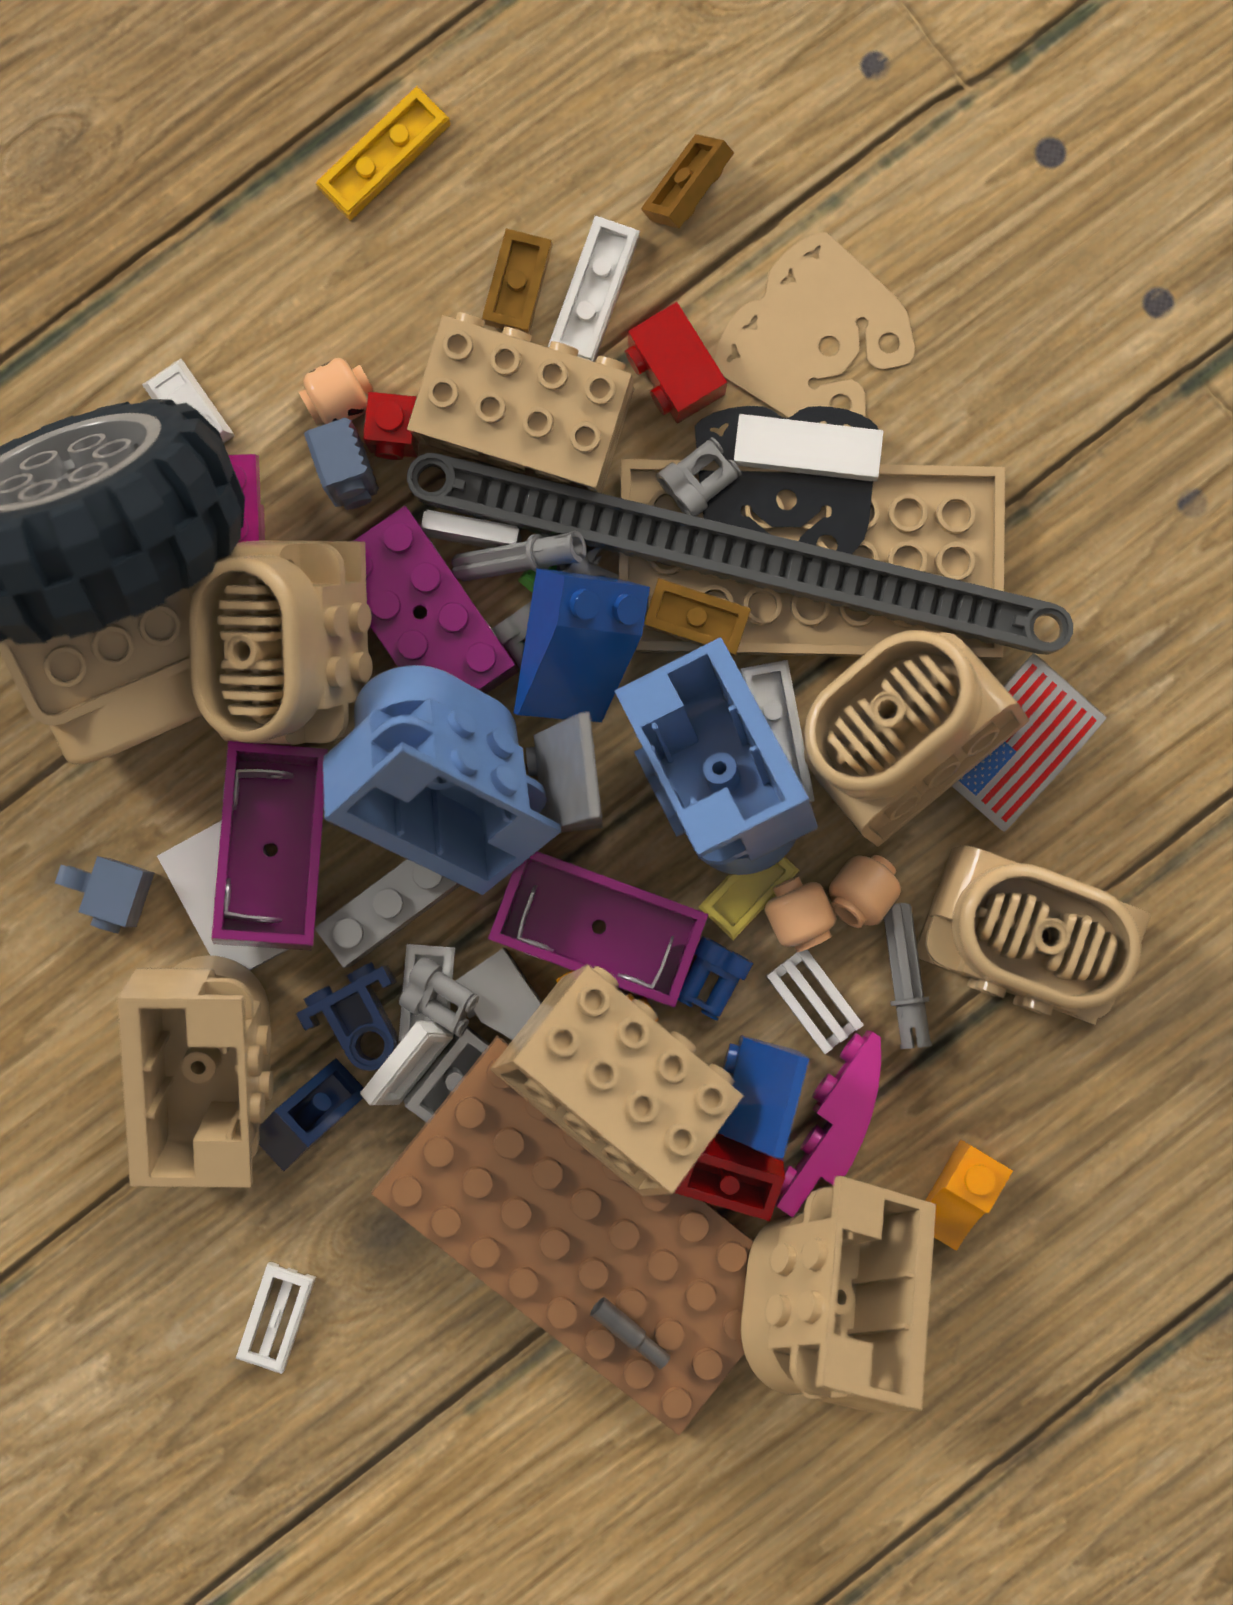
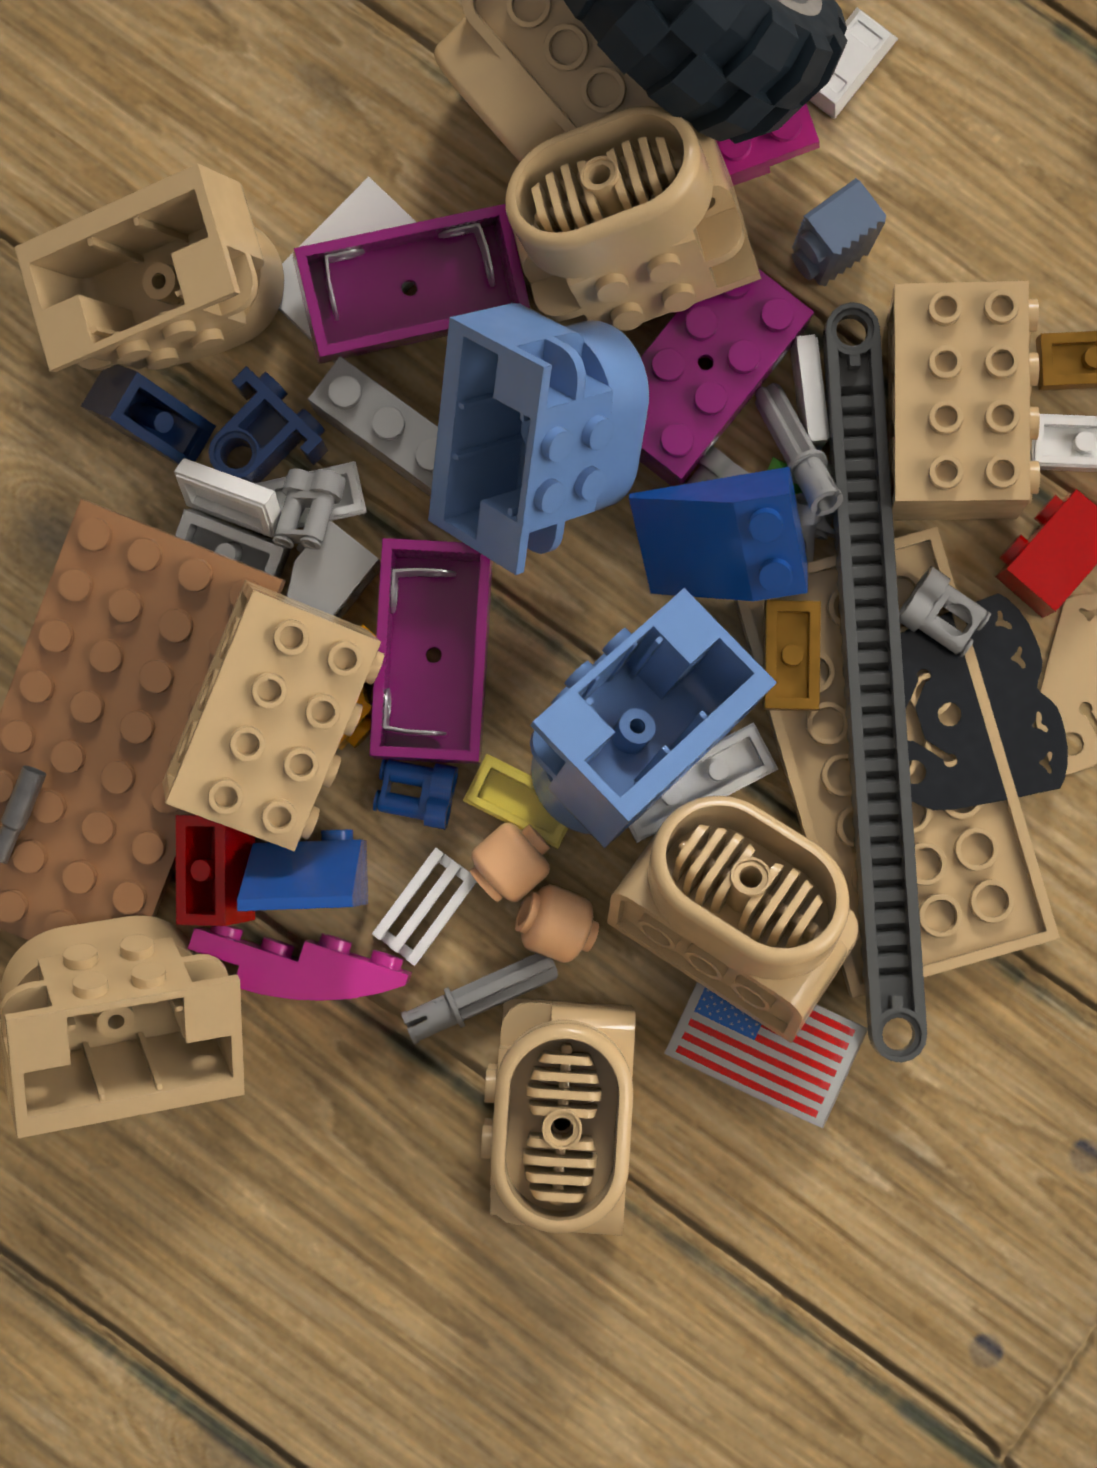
camera: 70 degrees right, 0 degrees up
(112, 892) = (316, 141): sand blue brick -> none
(335, 392) = (913, 207): light nougat head -> none
(387, 426) = (889, 265): red brick -> none
(568, 773) = (581, 572): light grey slope -> none
(808, 447) = (1012, 719): white tile -> none
(965, 1192) = (269, 1125): light orange arch -> none

